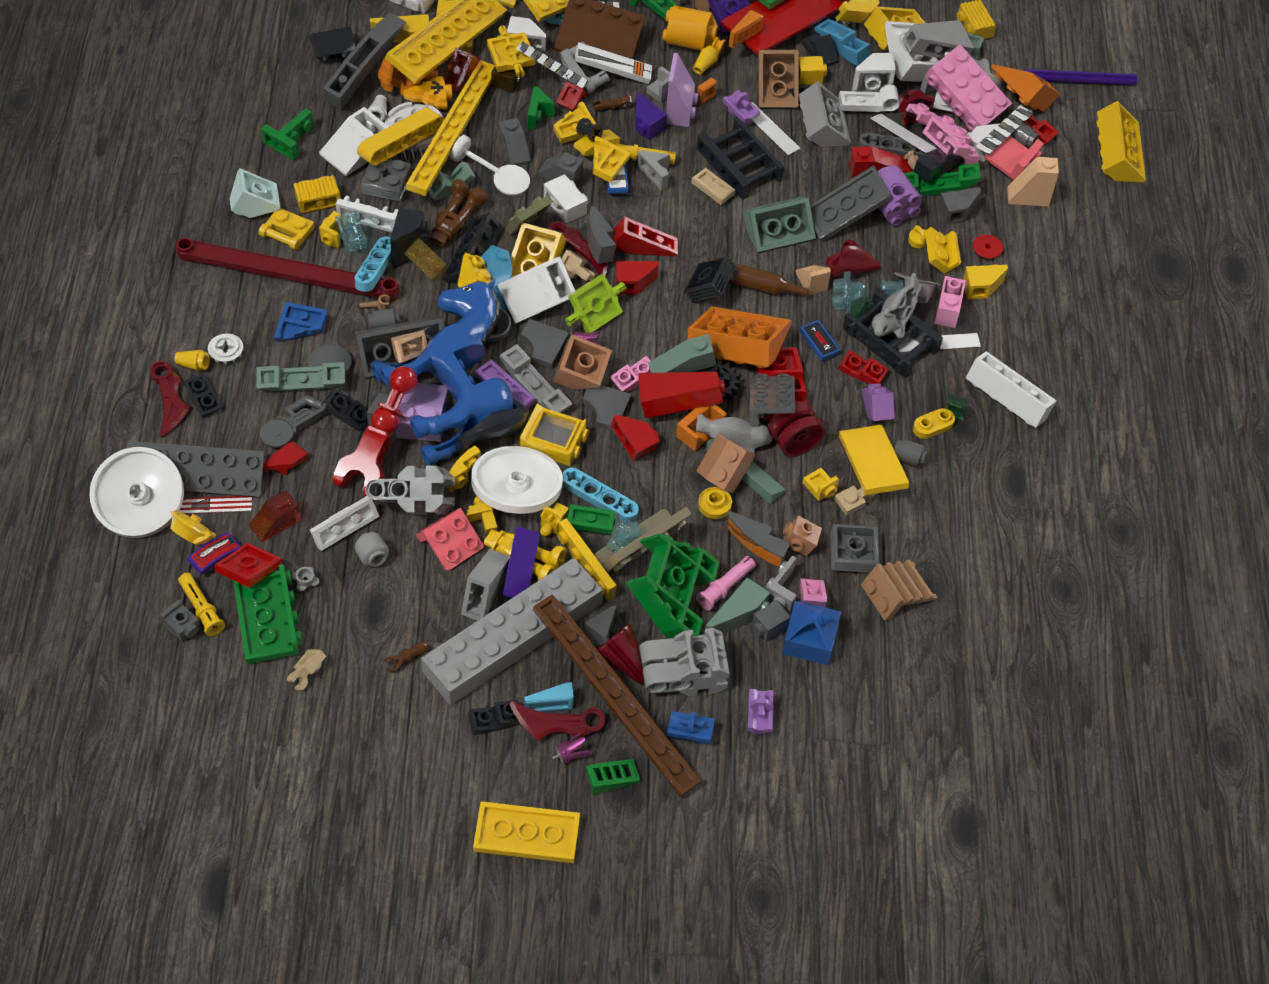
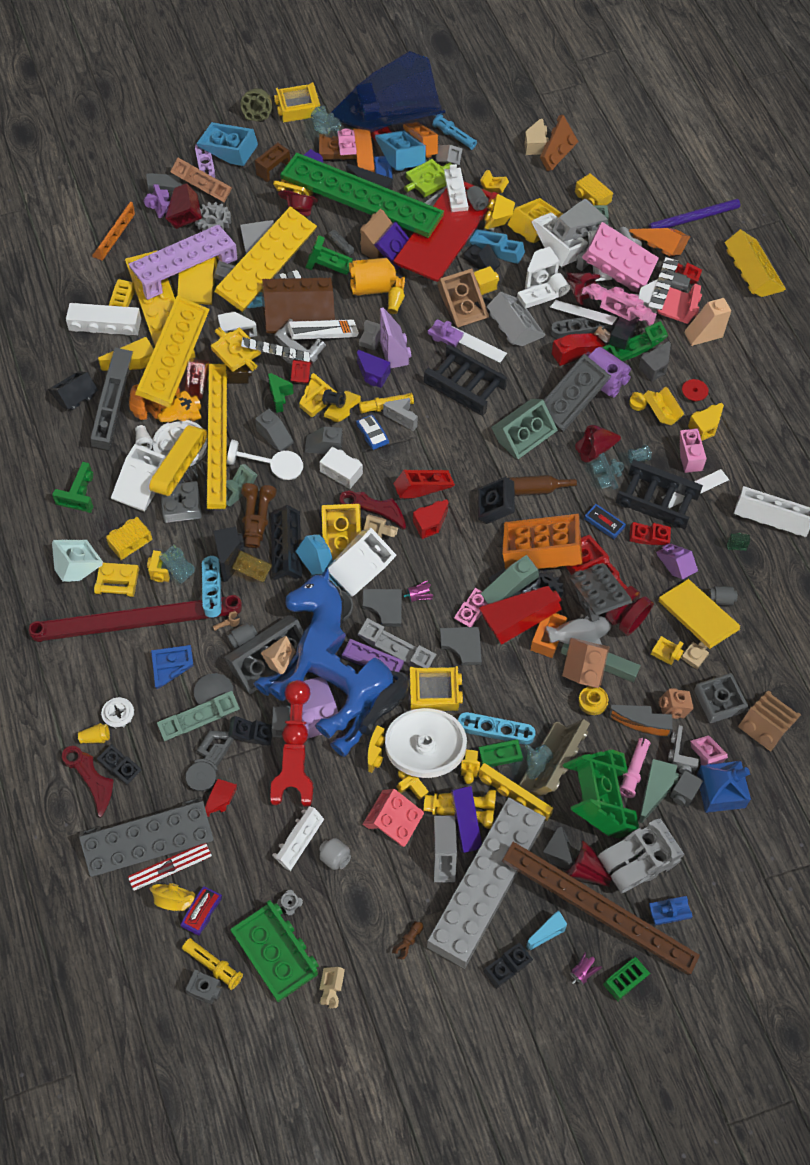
camera: 20 degrees left, 5 degrees up
(136, 492) = (108, 881): white dish -> none
(248, 565) = (237, 911): red plate -> none
(275, 516) = (237, 855): clear red slope -> none
(368, 215) = (182, 541): white plate -> none
(422, 490) = (355, 785): light grey connector -> none
(472, 270) = (301, 567): yellow slope -> none
(526, 832) = (583, 1060): yellow plate -> none
(528, 215) = (320, 494): olive plate -> none
(542, 723) = (550, 956): dark red piece -> none
(582, 364) = (428, 616): nougat slope -> none
(595, 303) = (413, 556): lime plate -> none
(599, 237) = (387, 493): dark grey slope -> none
(608, 159) = (361, 420): yellow wing -> none
(623, 102) = (337, 365): reddish brown piece -> none
(635, 436) = (502, 665): red slope -> none
(706, 90) = (410, 327): orange tile -> none
(713, 186) = (455, 413): tan plate -> none
(746, 28) = (421, 259): orange slope -> none
(760, 711) = (717, 873): medium lavender hips -> none
(814, 278) = (574, 466): light nougat slope -> none
(859, 306) = (624, 481): clear green plate -> none
(897, 310) = (659, 475): light grey animal -> none
(926, 291) = (660, 447): light grey piece -> none
(935, 423) = (728, 561): yellow plate -> none

